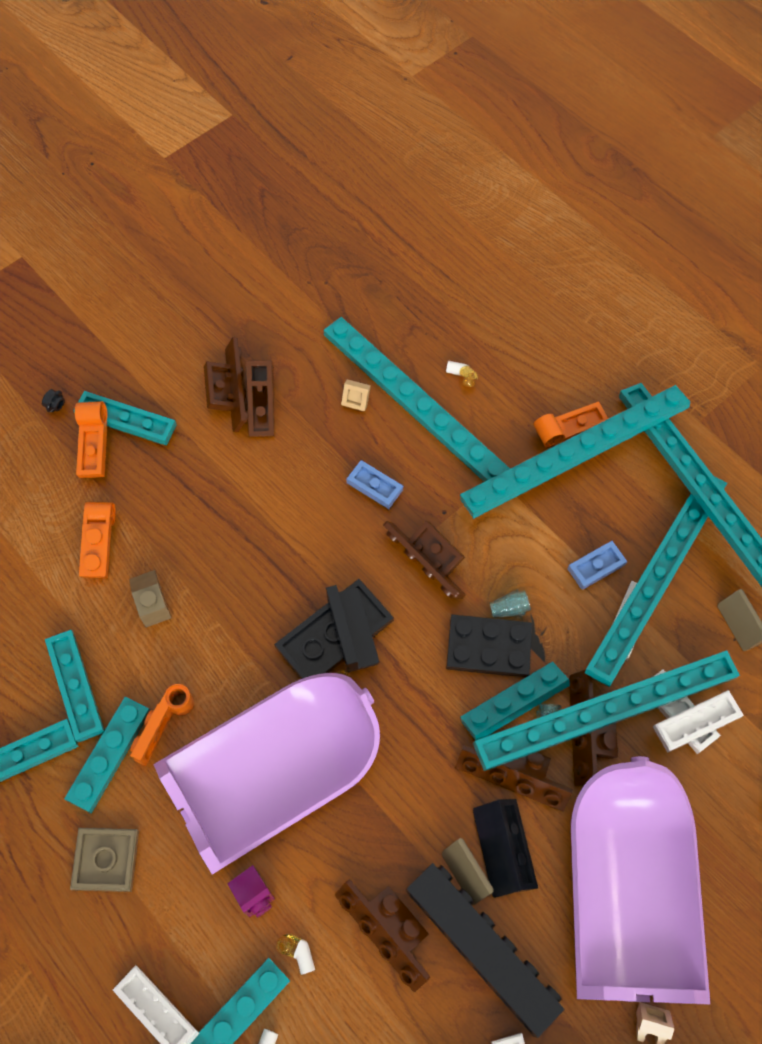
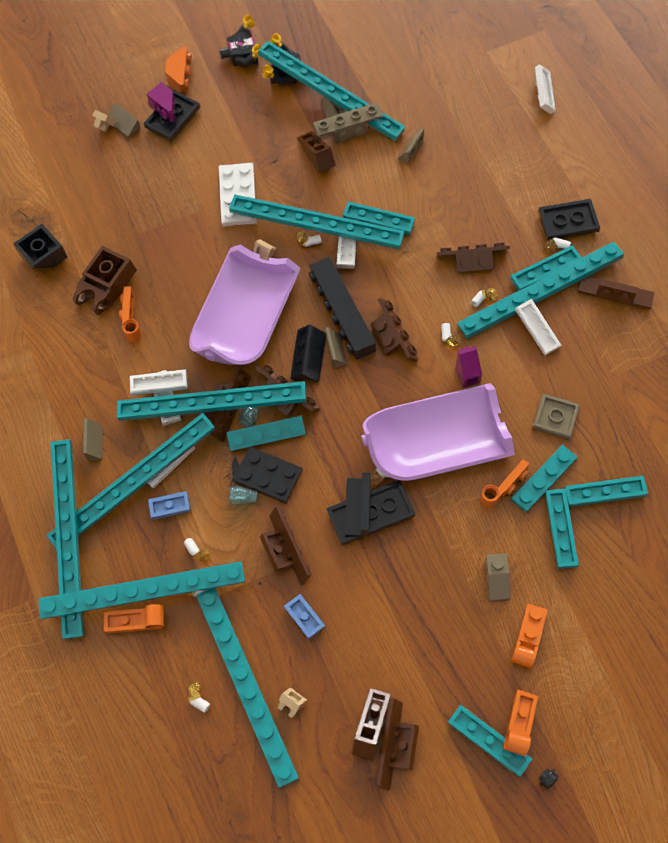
camera: 155 degrees left, 0 degrees up
(536, 518) = (192, 548): none -> arm

